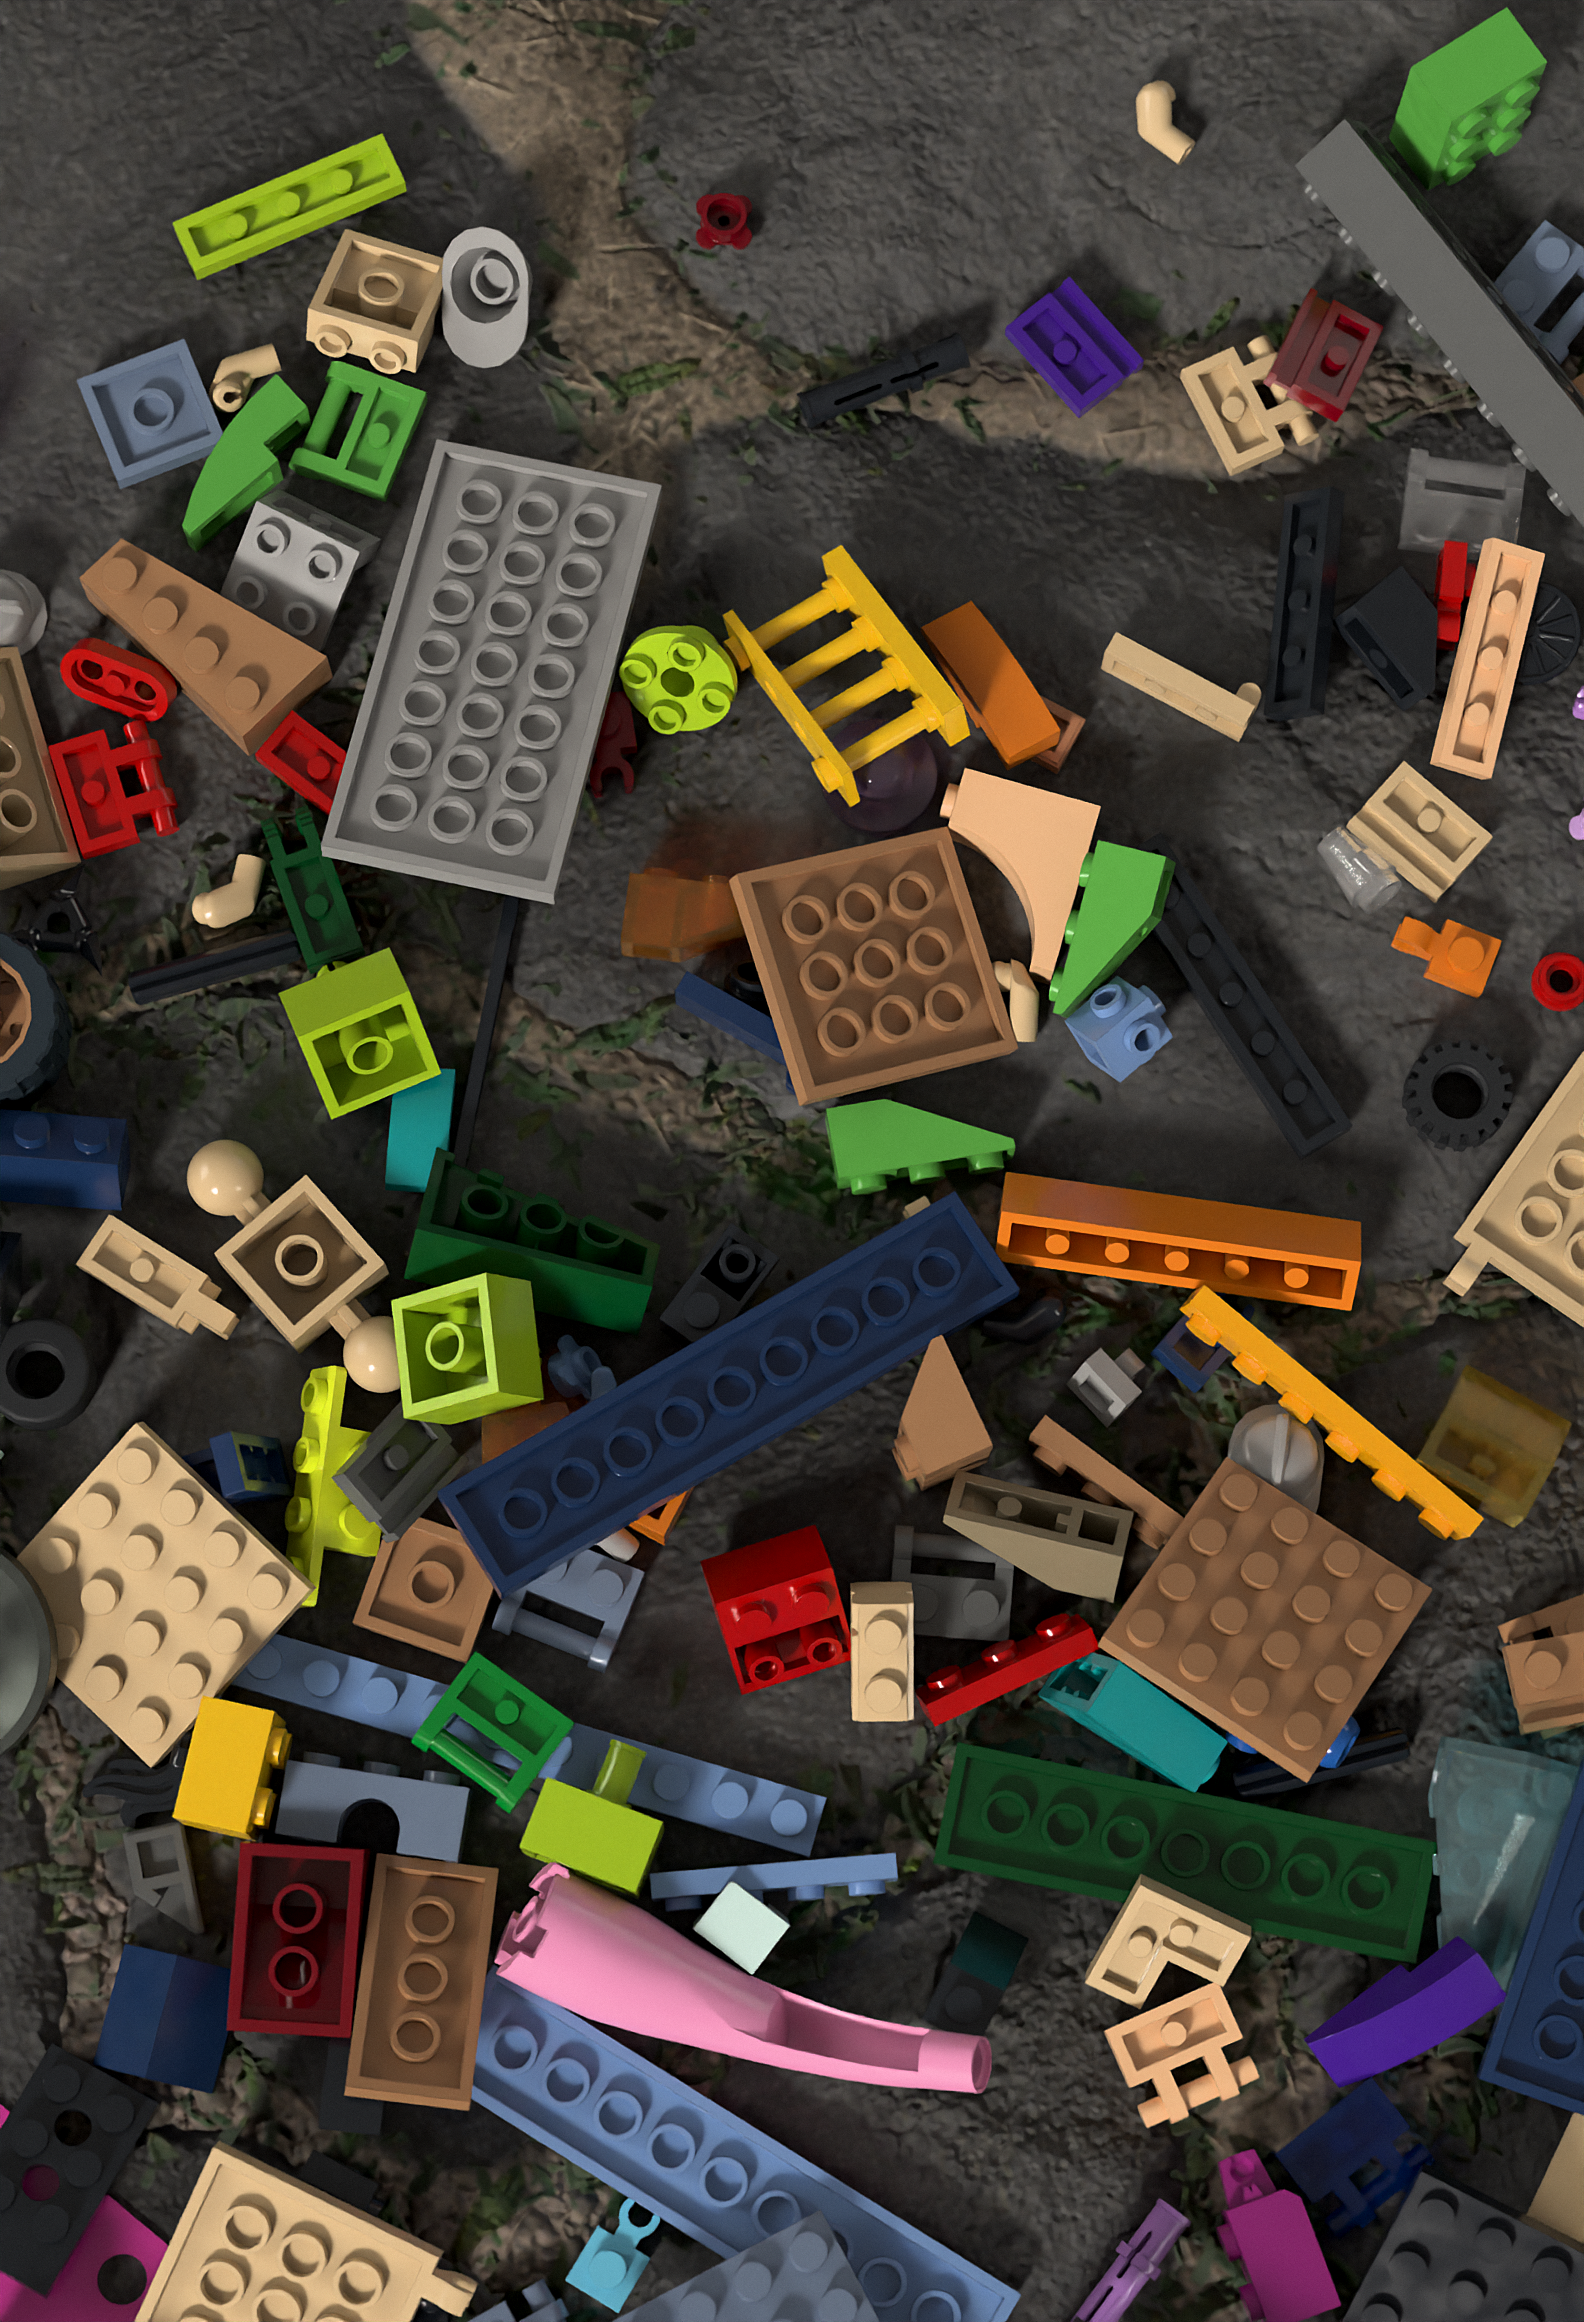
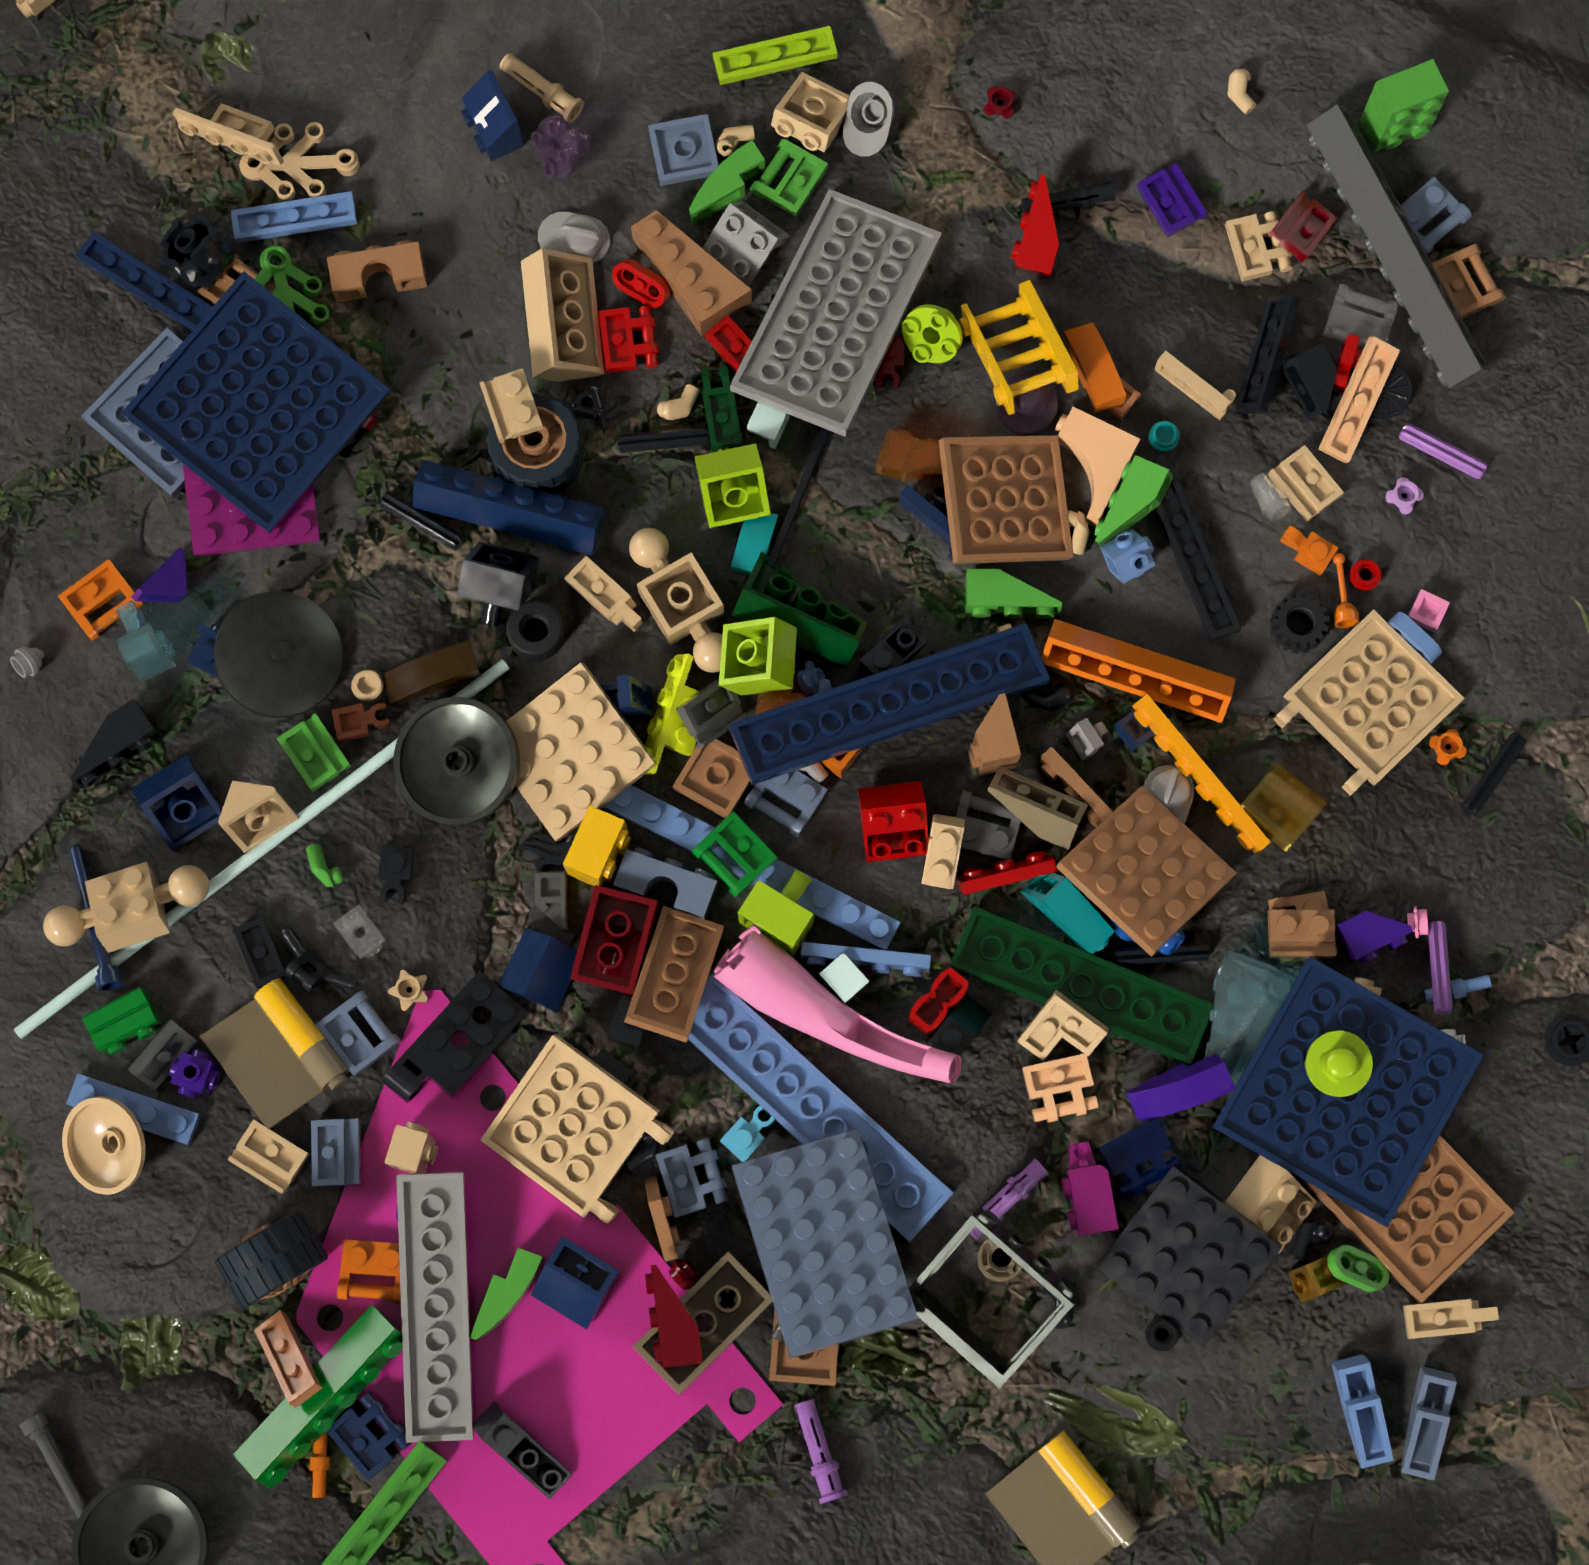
camera: 15 degrees right, 0 degrees up
(404, 903) = (768, 423): none -> light aqua panel
(845, 464) = (1040, 240): none -> red slope
(918, 1952) = (932, 1007): none -> red brick
(1142, 791) = (1163, 436): none -> teal plate
(1537, 1061) = (1345, 614): none -> orange hinge

